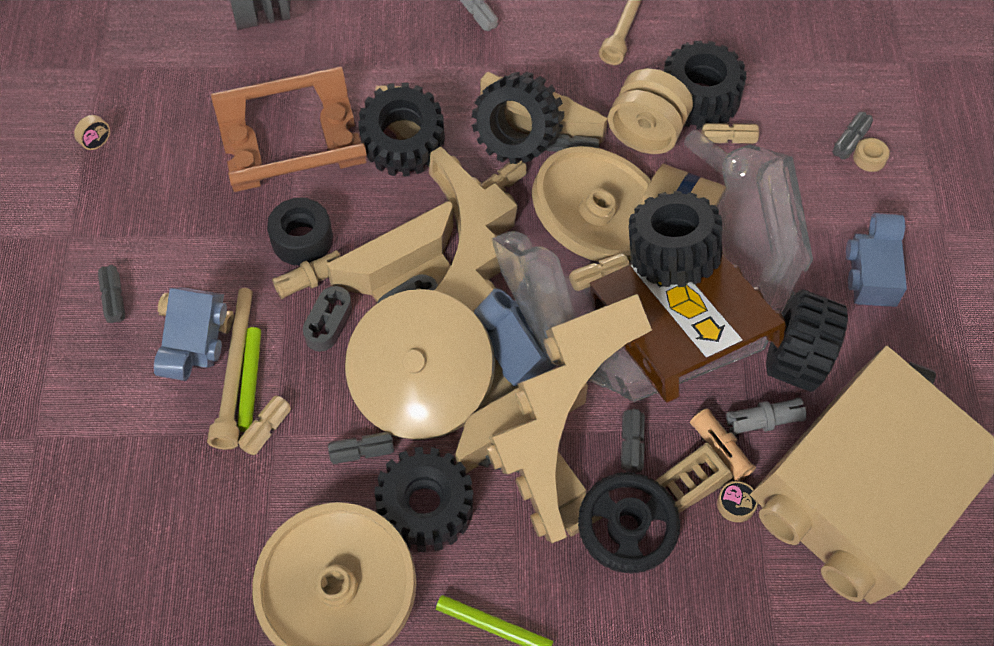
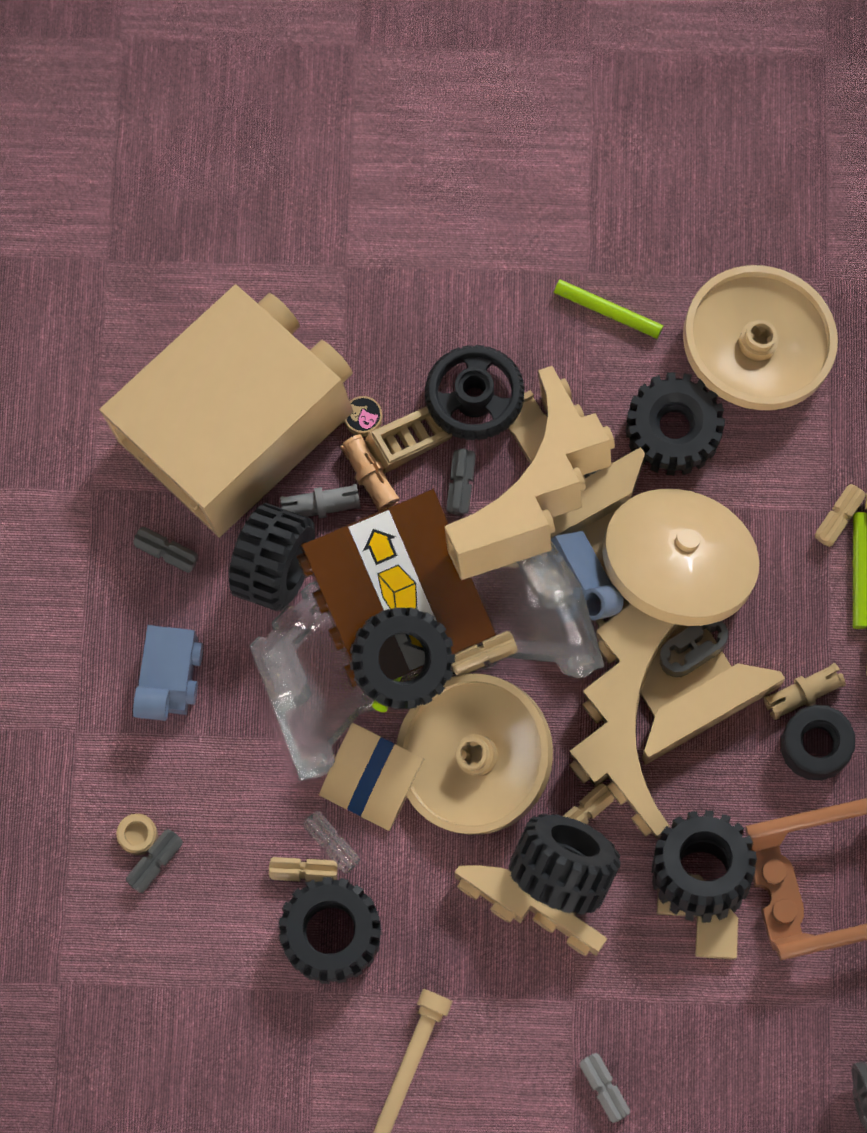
camera: 175 degrees left, 15 degrees up
(321, 315) = (789, 640): dark grey beam -> none
(351, 449) = (748, 486): dark grey piece -> none
(565, 141) = (486, 856): dark grey piece -> none
(650, 111) = (404, 871): tan wheel -> none

